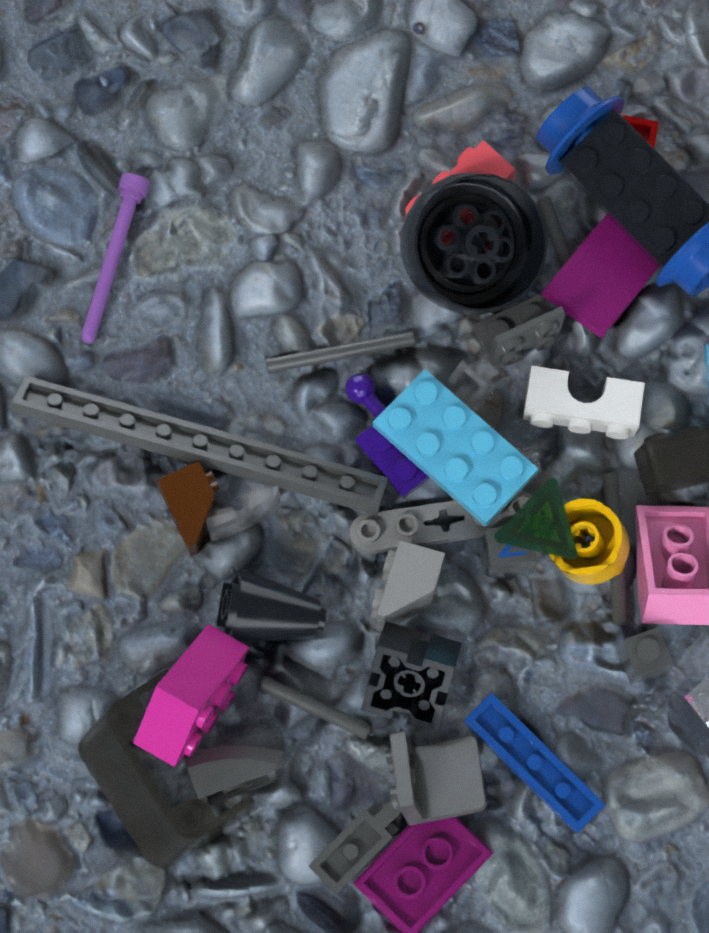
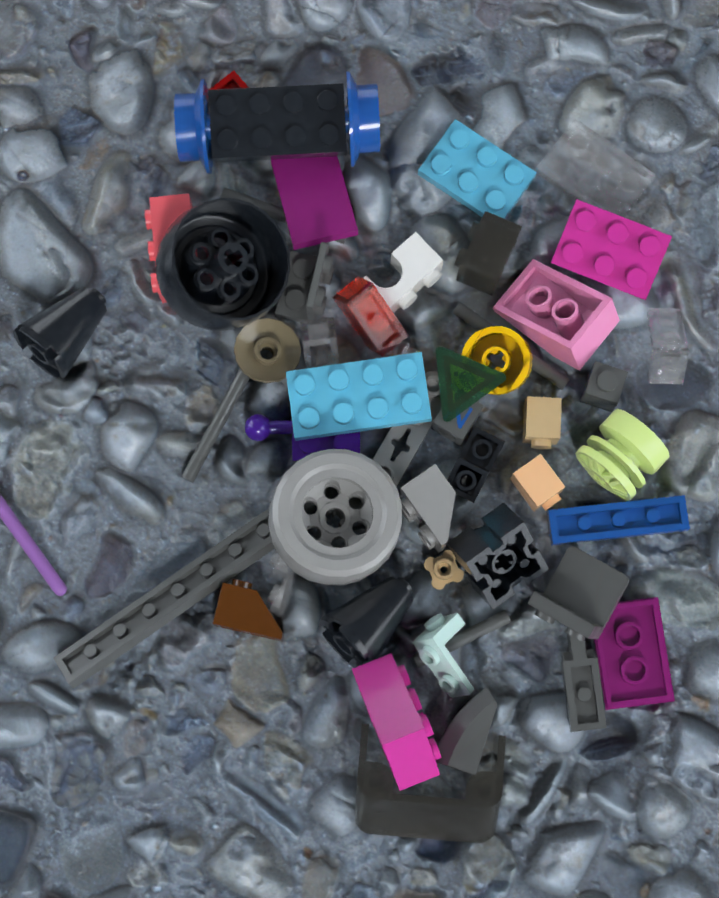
camera: 50 degrees left, 5 degrees up
(279, 693) = (436, 656): none -> light aqua bracket
(310, 162) = (62, 330): none -> black cone
(340, 459) = (351, 476): none -> light grey wheel
(352, 645) = (440, 579): none -> tan plate
(437, 326) = (271, 336): none -> dark tan dish
(480, 598) = (475, 463): none -> black slope
(508, 666) = (538, 484): none -> light nougat brick
(535, 403) = (370, 316): none -> clear red panel
(567, 626) = (542, 422): none -> tan brick
(593, 717) = (623, 453): none -> yellowish green wheel

